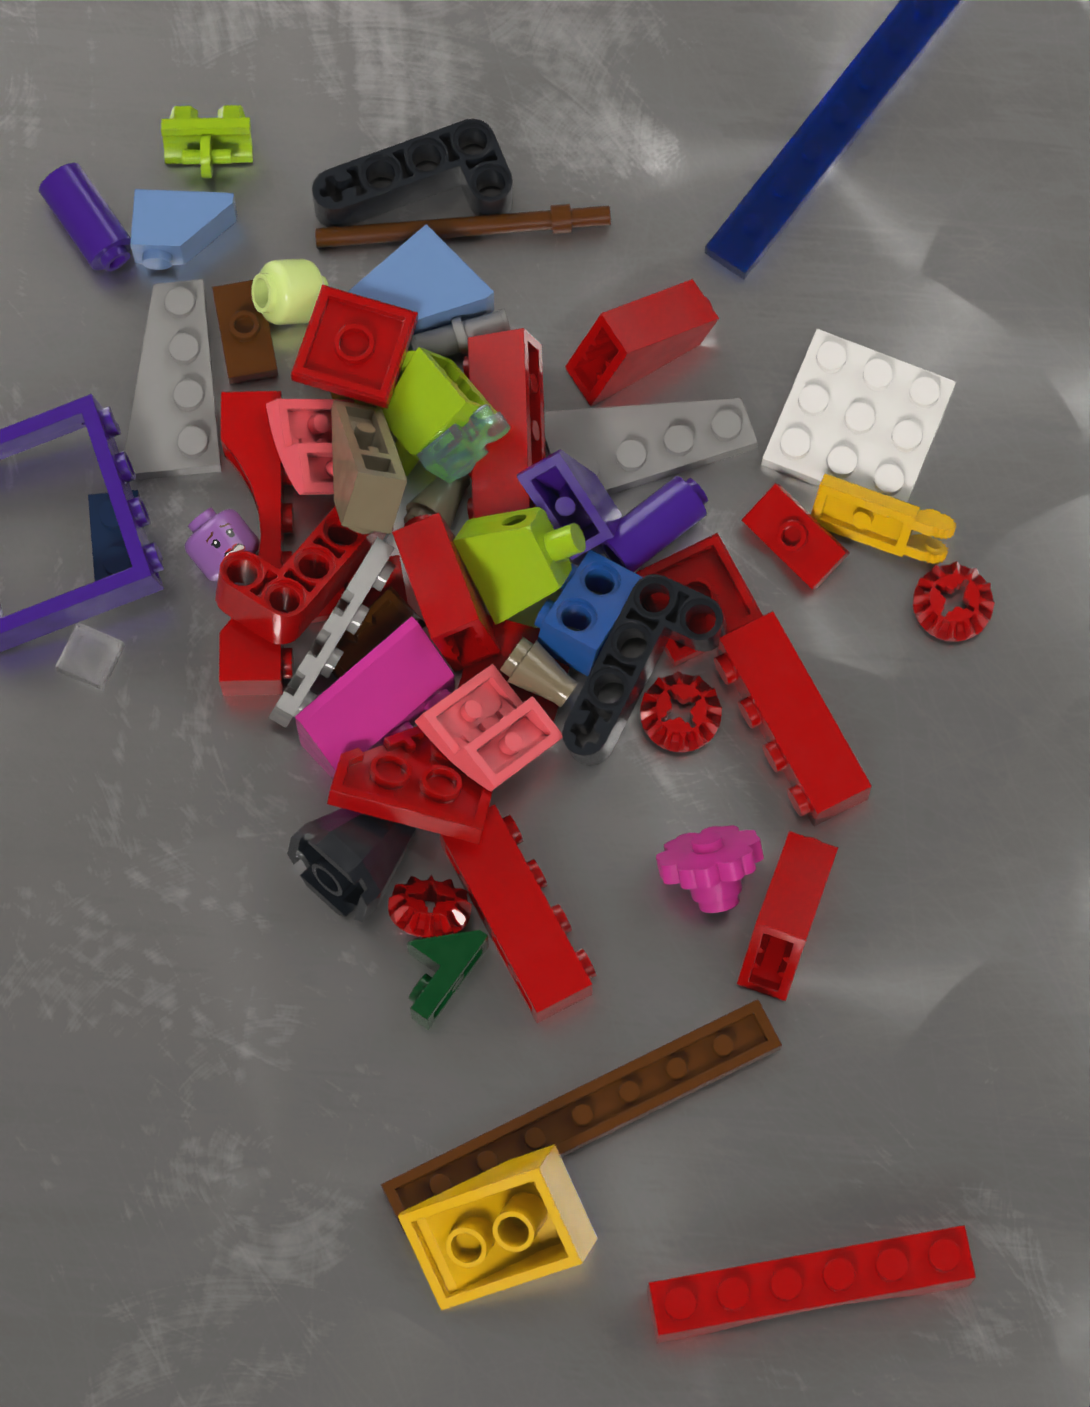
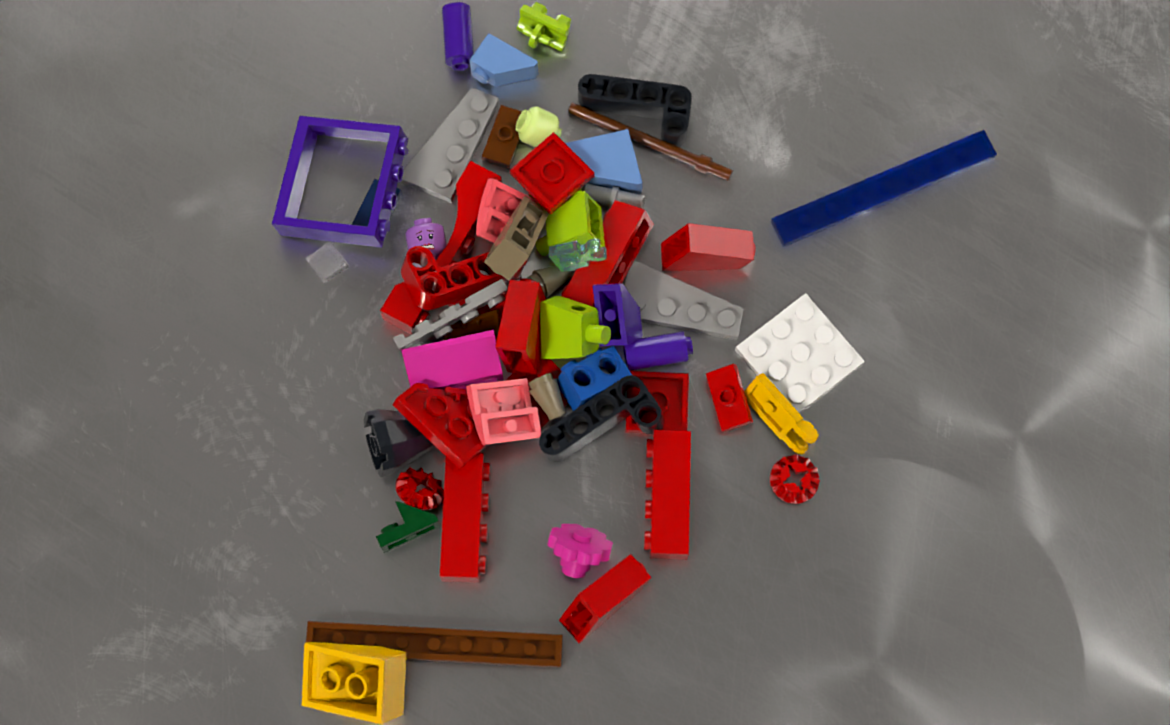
camera: 30 degrees right, 0 degrees up
(677, 734) = (603, 468): red gear -> none

